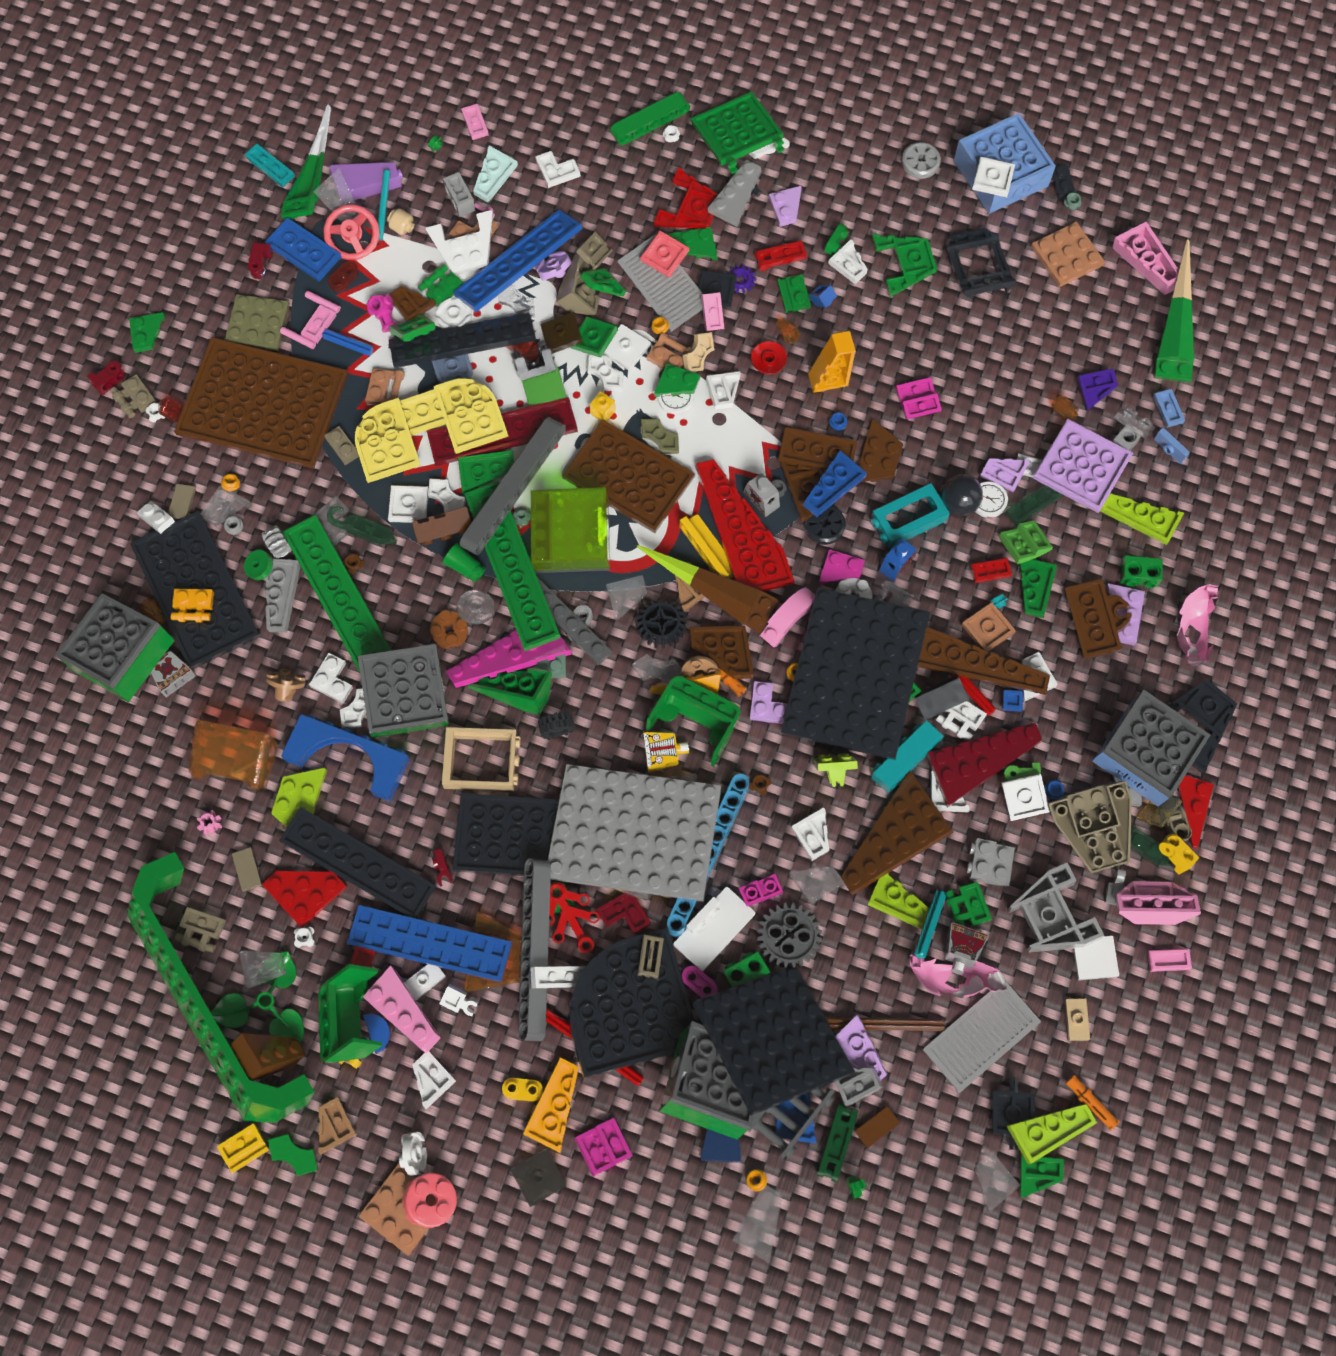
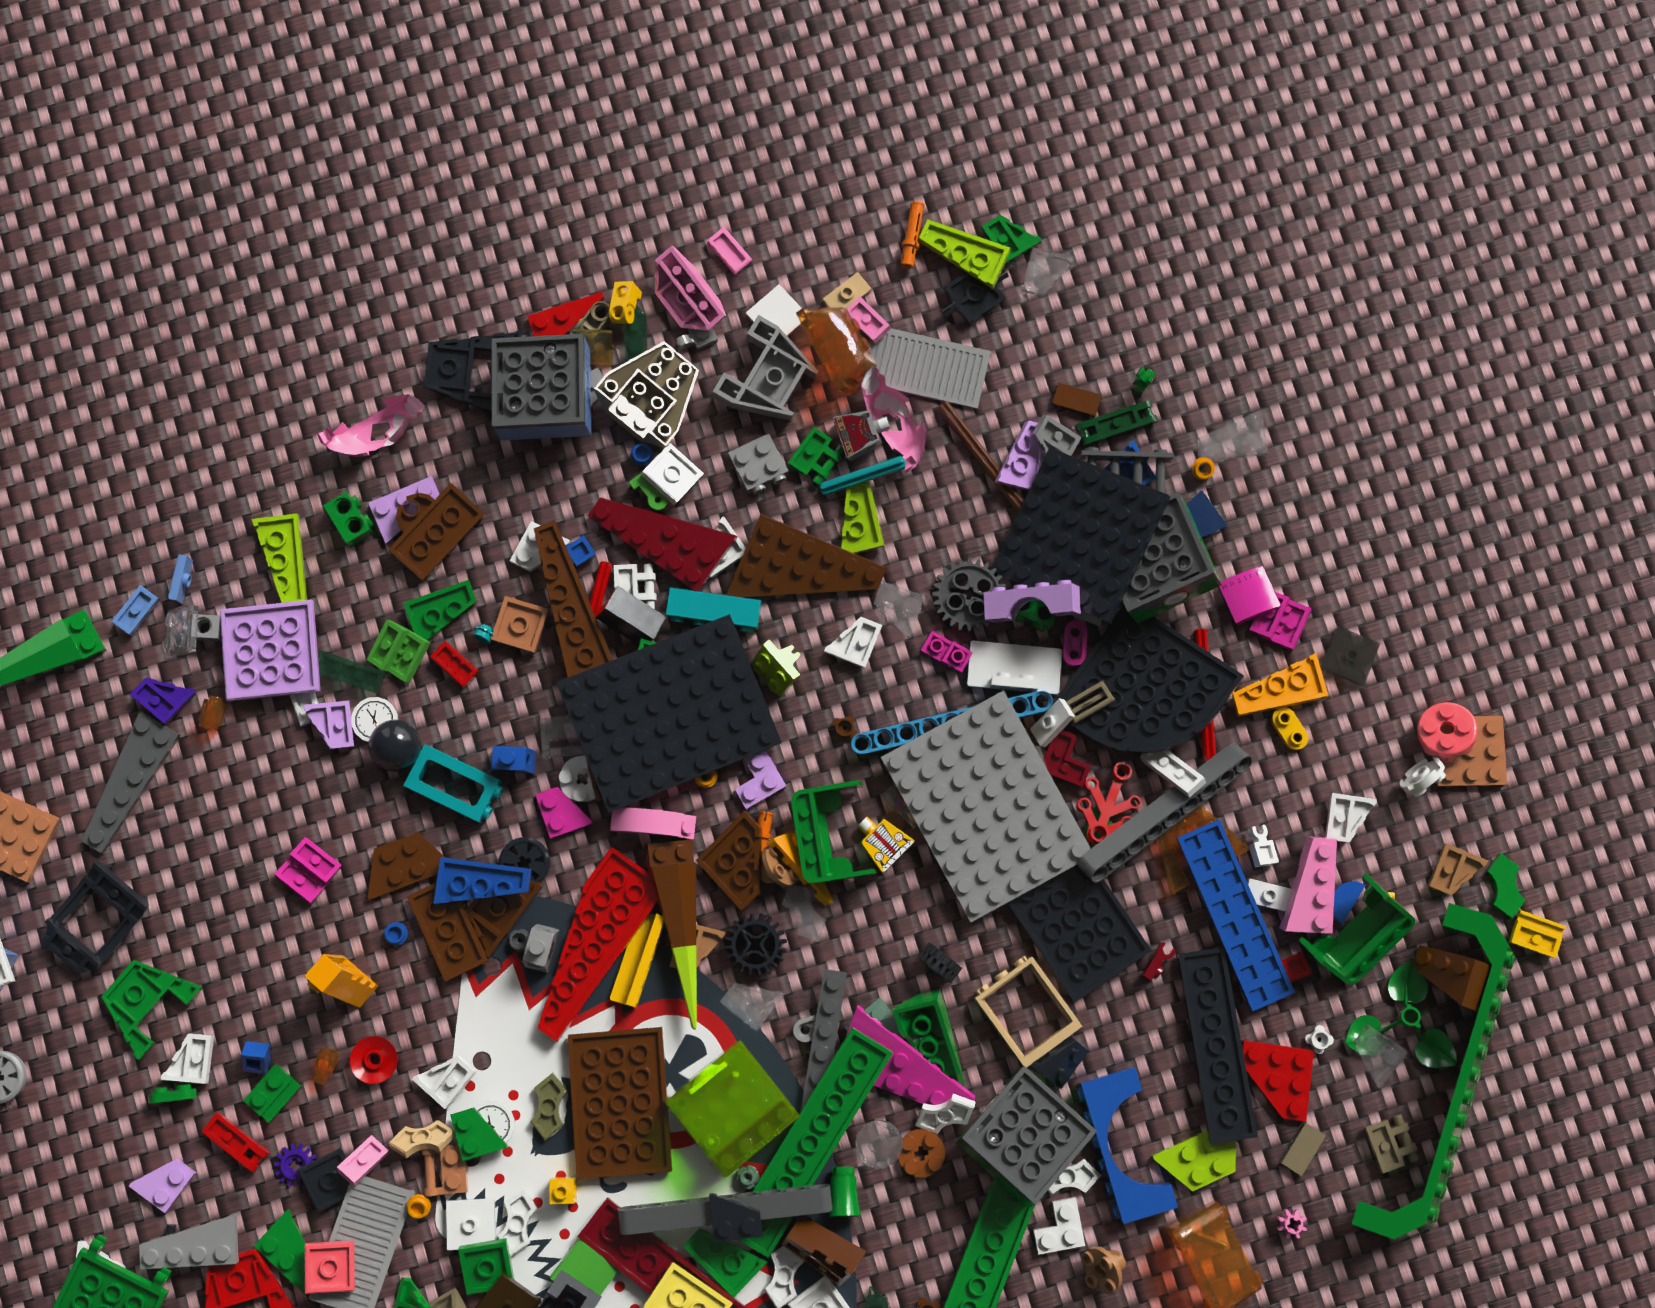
camera: 130 degrees left, 10 degrees up
(431, 755) = (1061, 1062): none -> black wing
(458, 662) = (954, 1111): none -> white tile
(502, 481) = (733, 1220): none -> black wing
(638, 1136) = (1249, 595): none -> dark pink slope
(655, 920) = (1052, 722): none -> white plate
(737, 979) = (1004, 604): none -> lavender arch
(1041, 977) = (838, 346): none -> clear orange windscreen
(1047, 1017) = (869, 320): none -> bright pink plate
(1059, 343) = (135, 768): none -> dark grey wing

